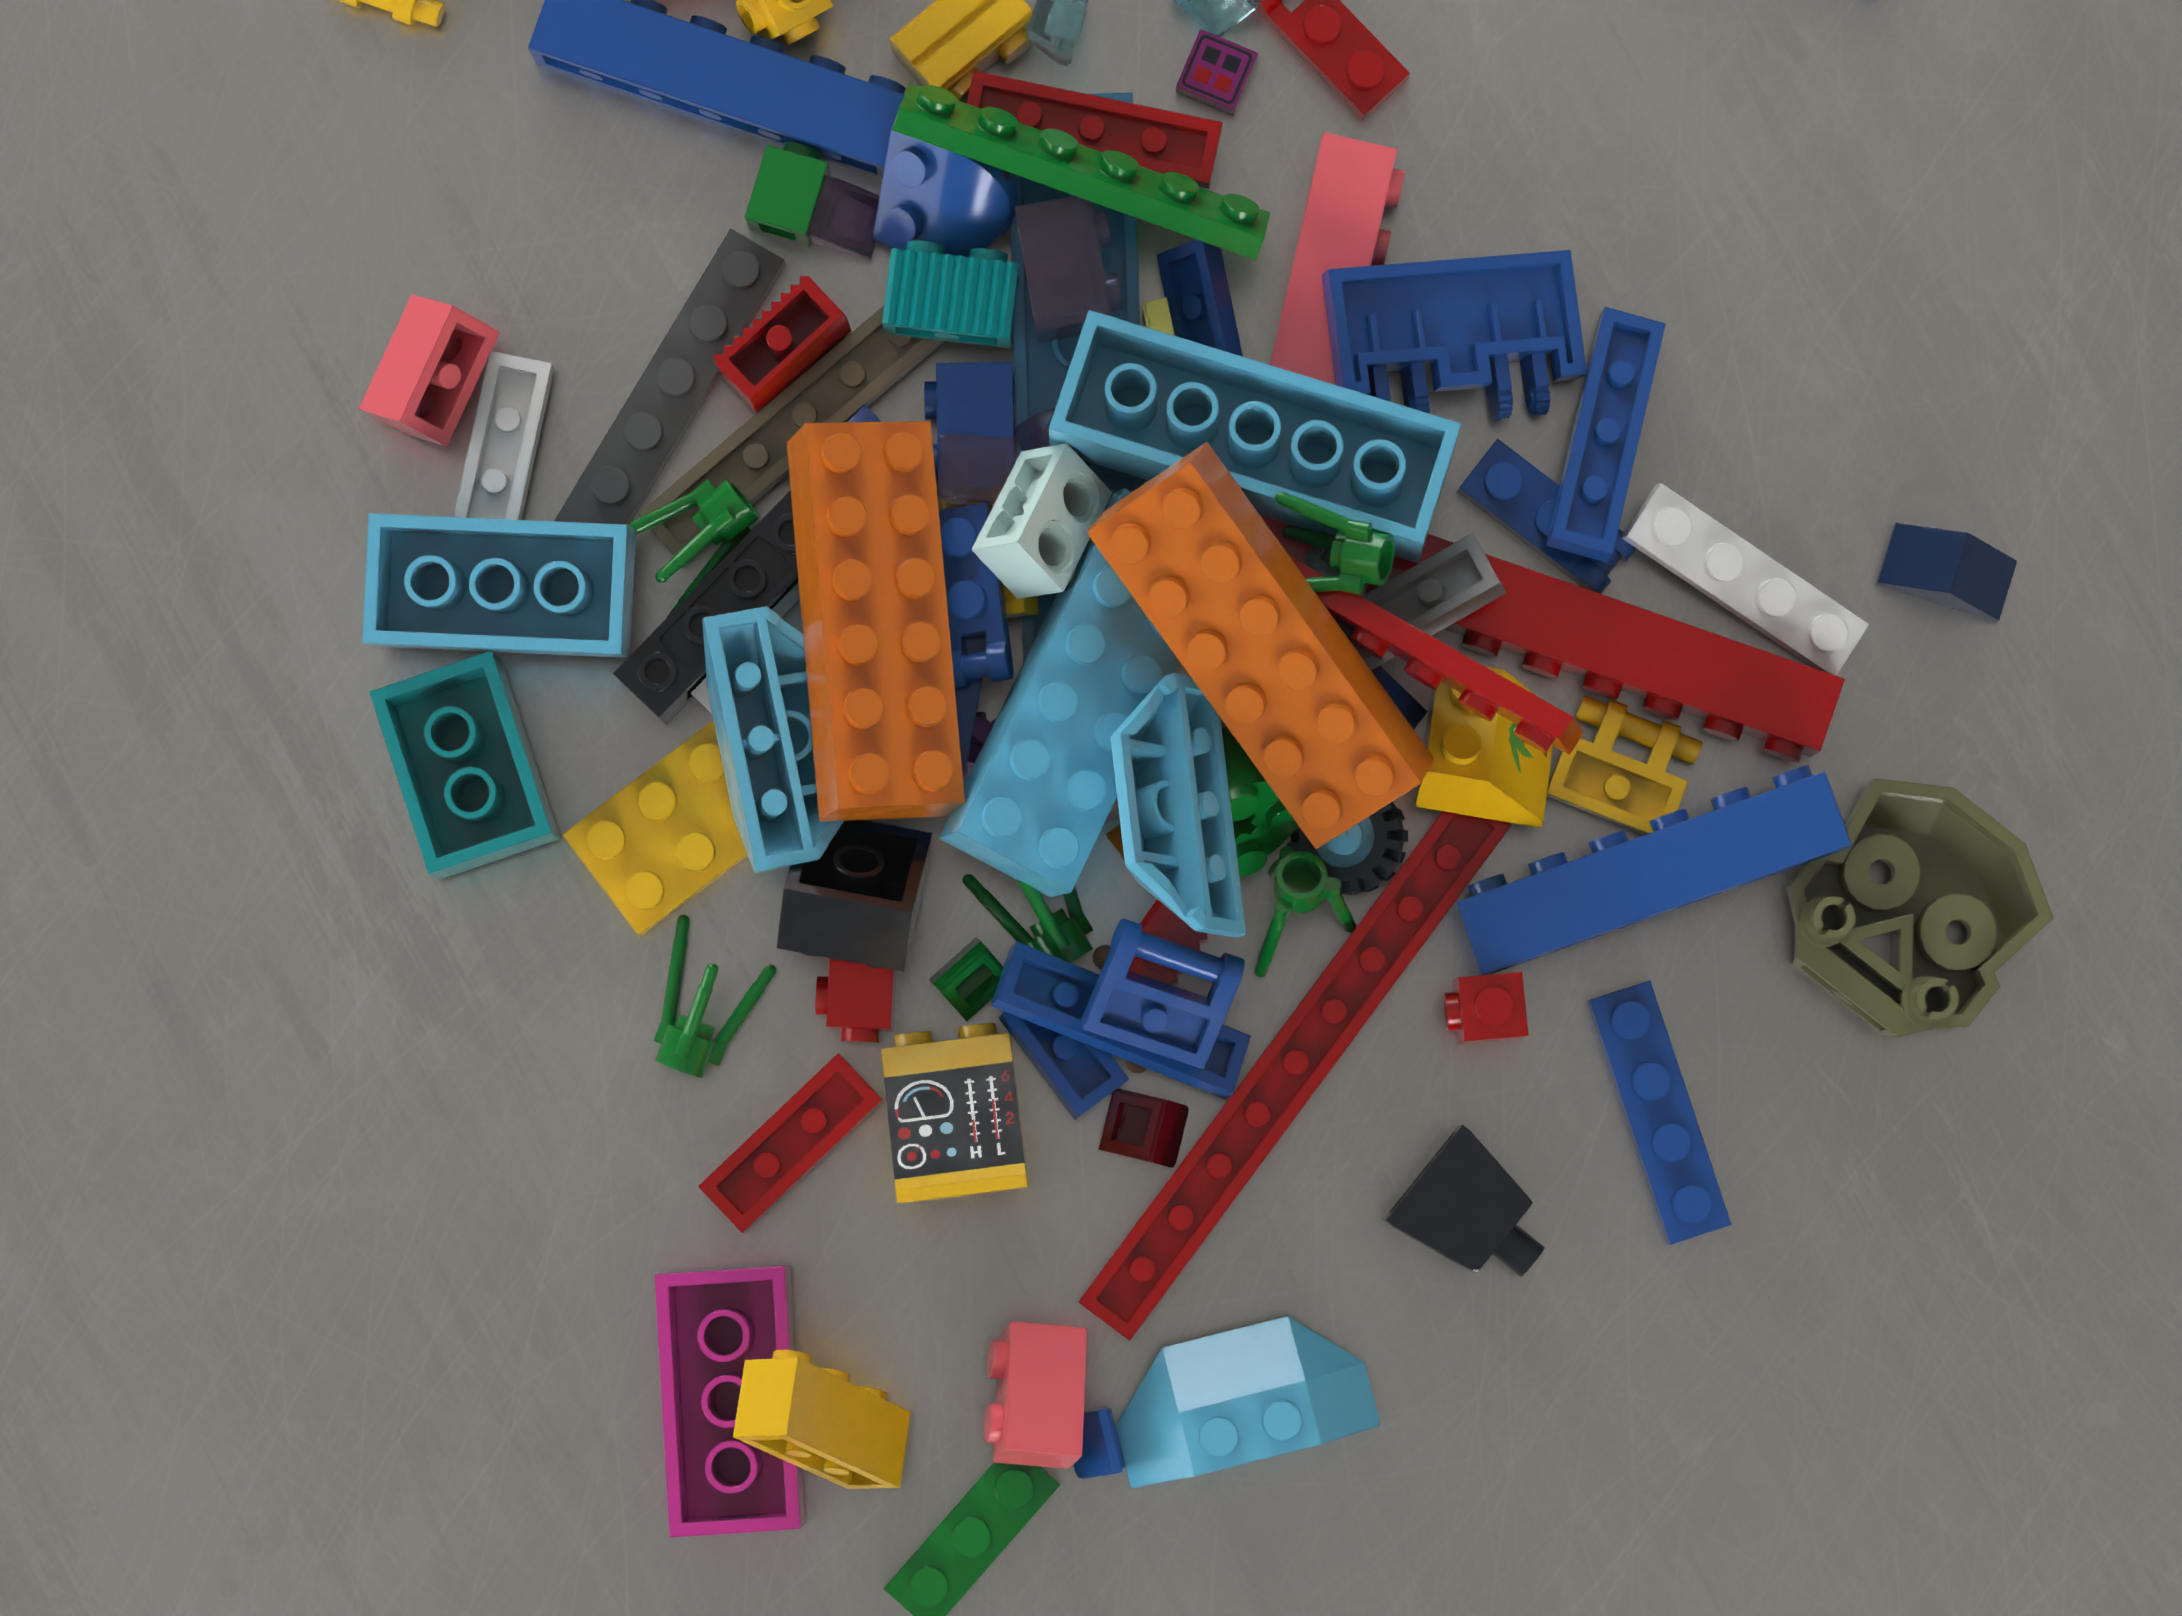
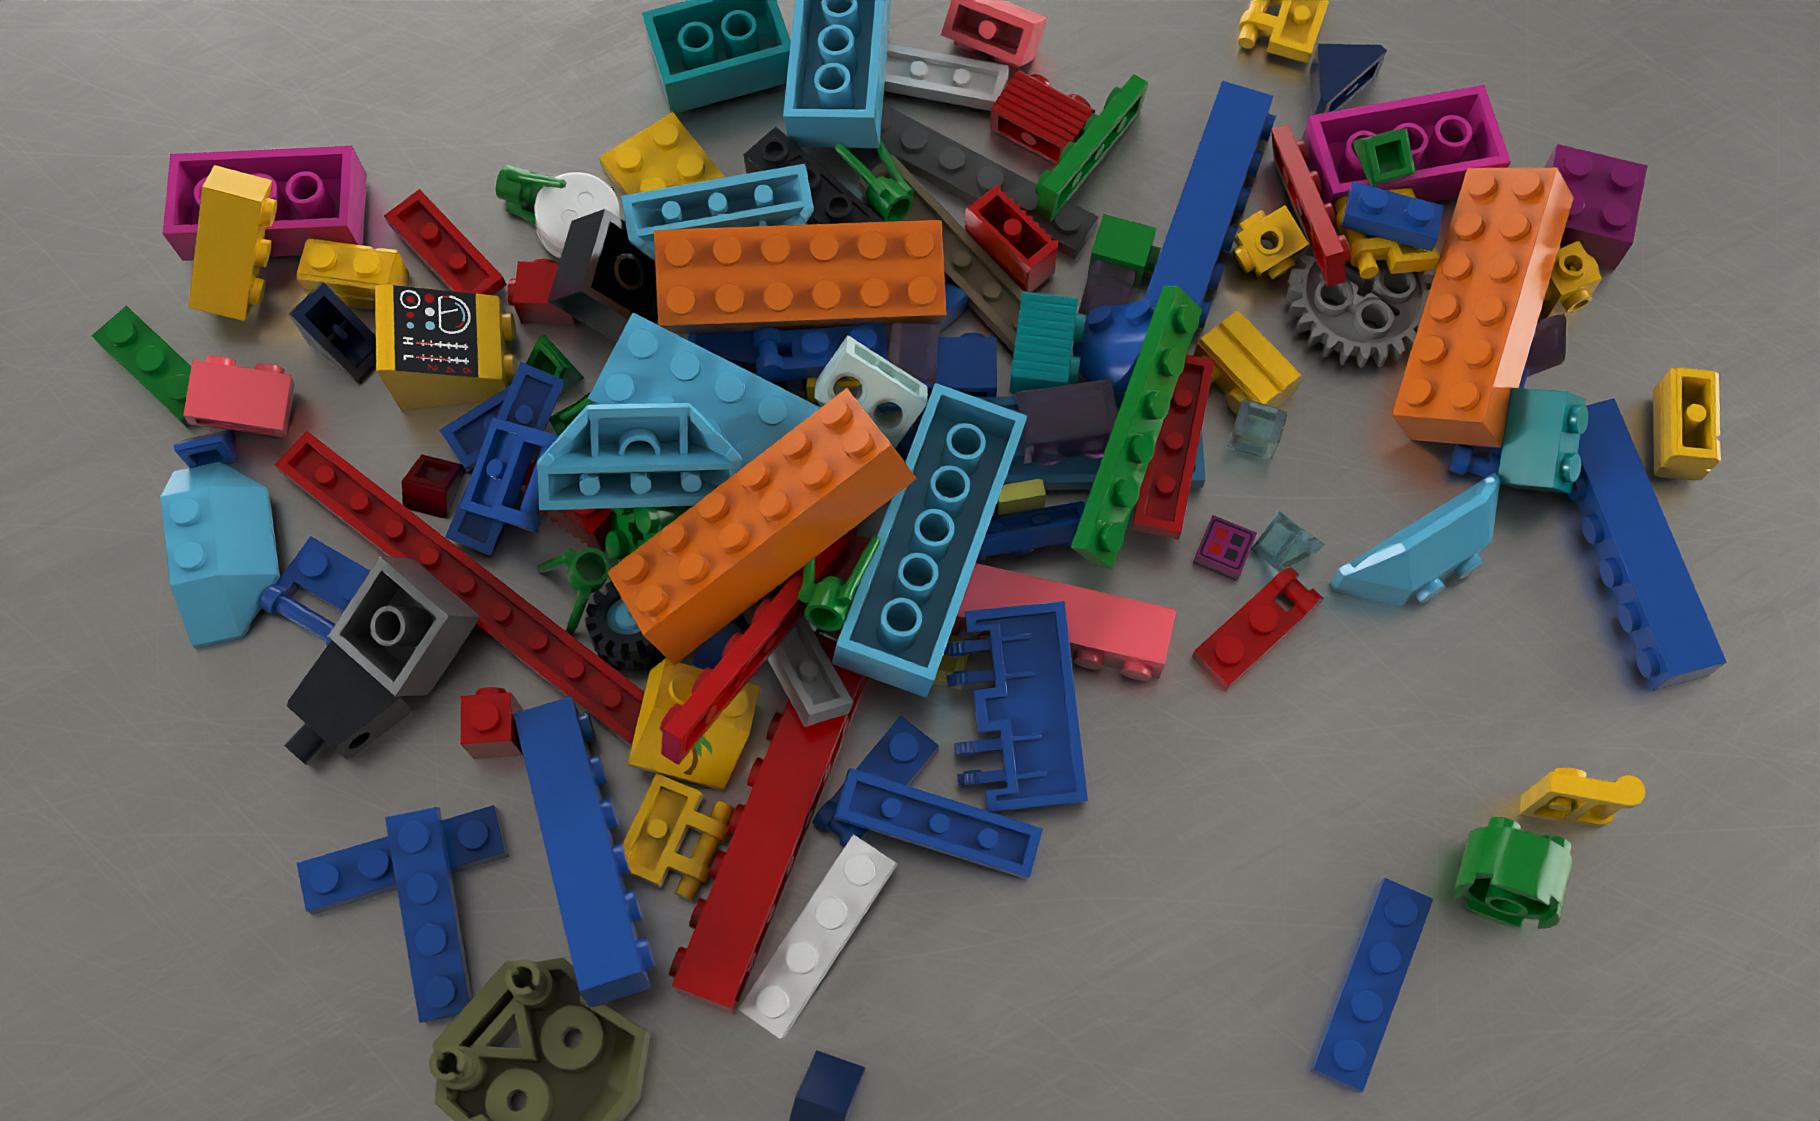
camera: 90 degrees right, 15 degrees down
(573, 302) = (1039, 115): none -> red brick
(652, 247) = (1095, 141): none -> green plate
(741, 939) = (559, 206): none -> white head
(839, 1265) = (350, 270): none -> yellow brick
(932, 1272) = (335, 331): none -> dark blue slope
(1288, 1242) = (320, 573): none -> blue plate
(1367, 1128) = (404, 626): none -> dark grey brick
(1733, 1064) = (429, 913): none -> blue plate

